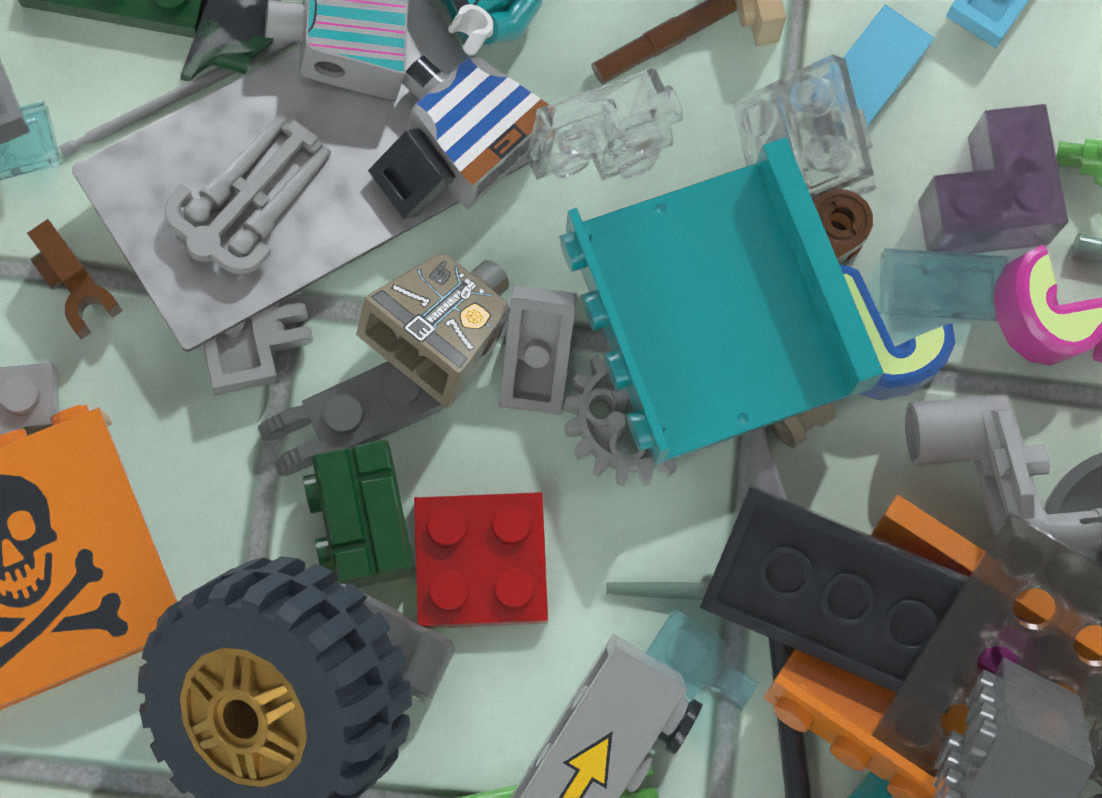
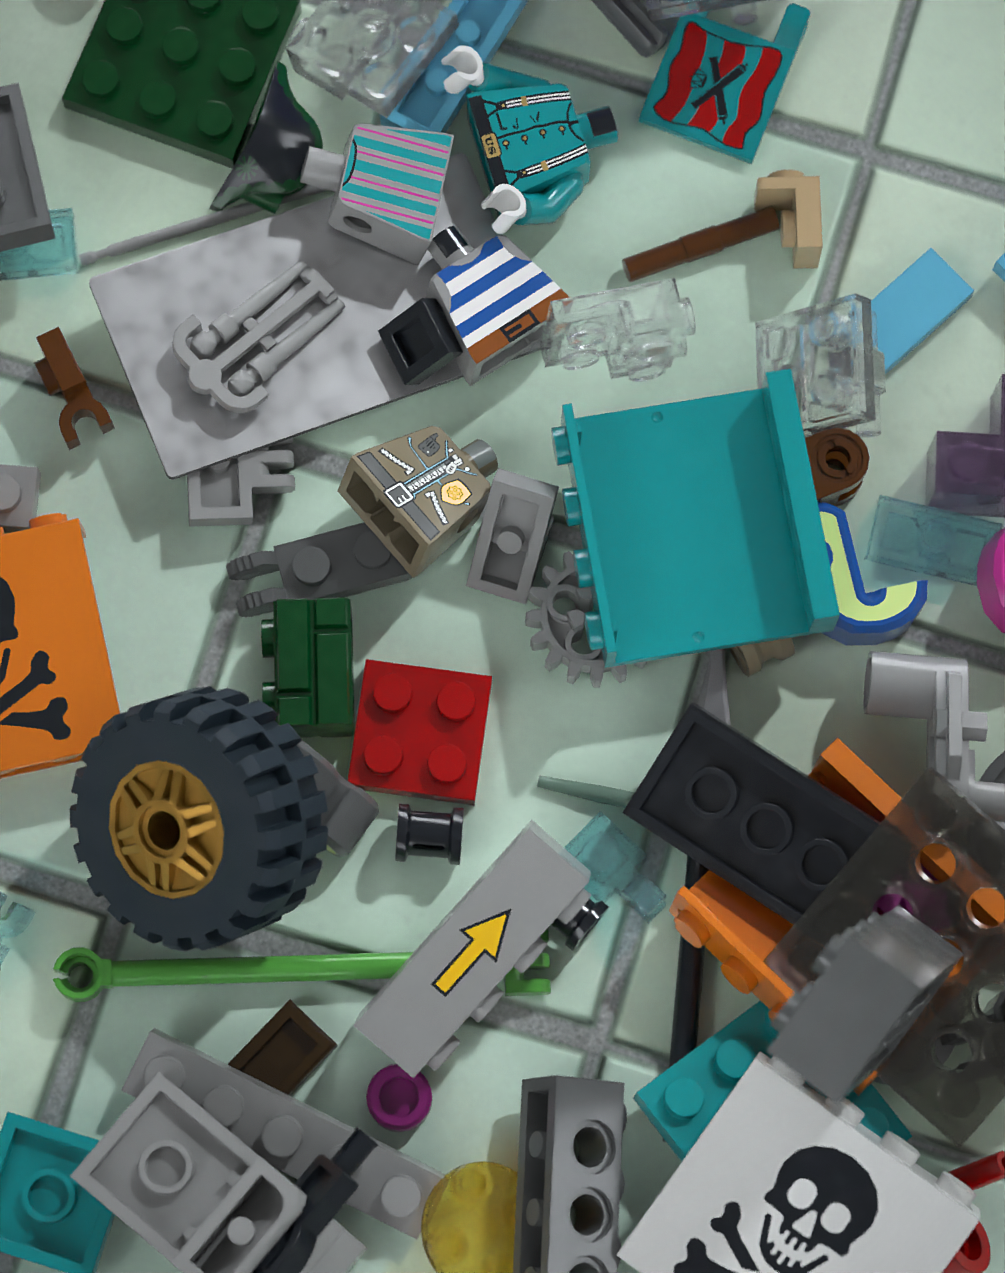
camera: 15 degrees right, 0 degrees up
(510, 662) = (429, 834): none -> black bush

